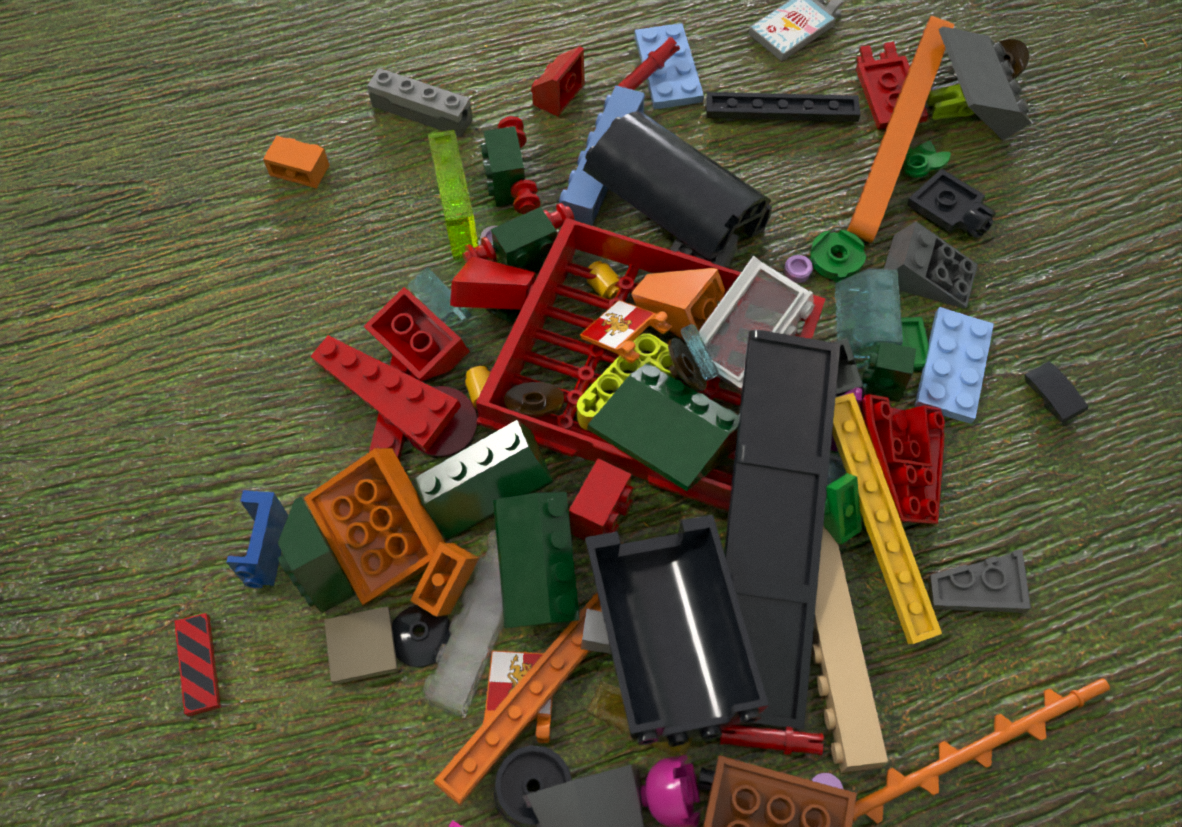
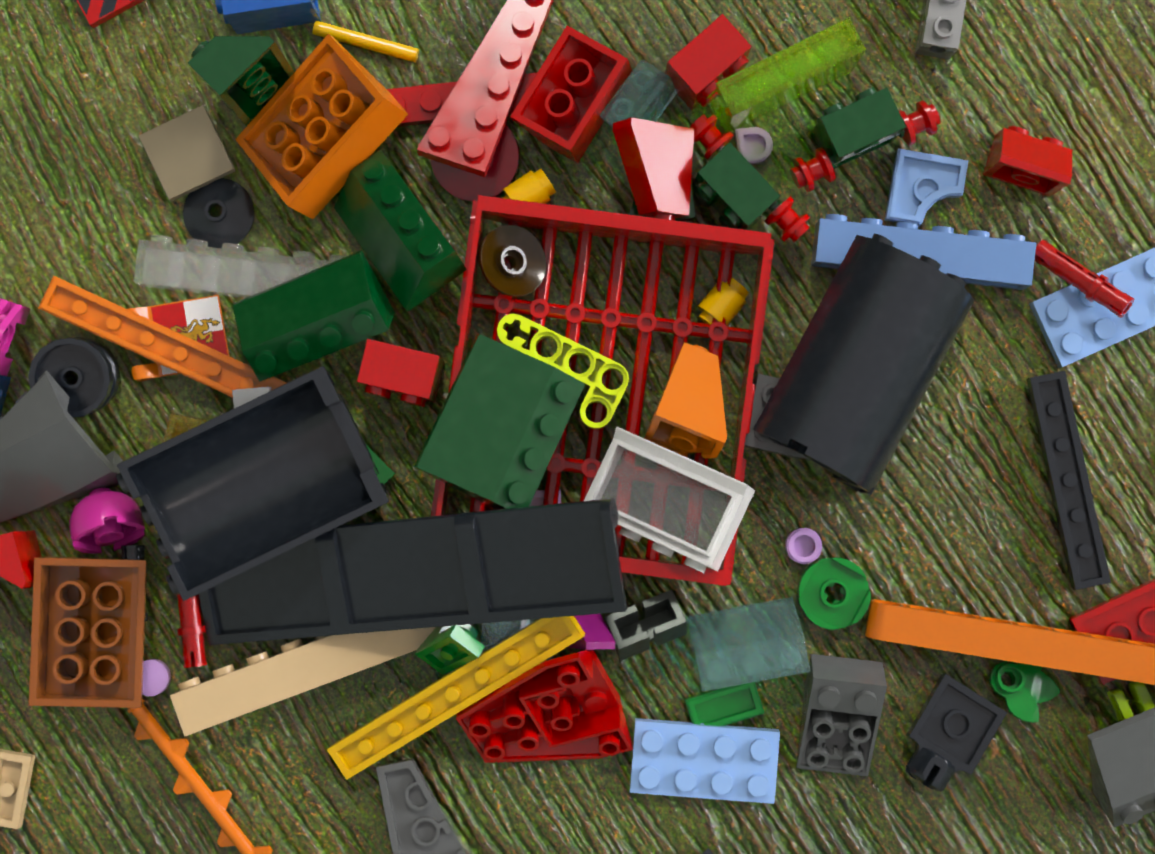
camera: 75 degrees right, 25 degrees up
(328, 470) = (366, 41): none -> yellow bar
(425, 241) = (707, 60): none -> red brick
(444, 579) = (271, 222): orange brick -> none
(553, 149) = (920, 182): none -> light blue tile
(621, 326) = (636, 339): flag -> none
(684, 365) = (584, 433): dark brown dish -> none
(699, 352) = (612, 444): clear light blue axle -> none
(889, 371) = (658, 679): dark green brick -> none

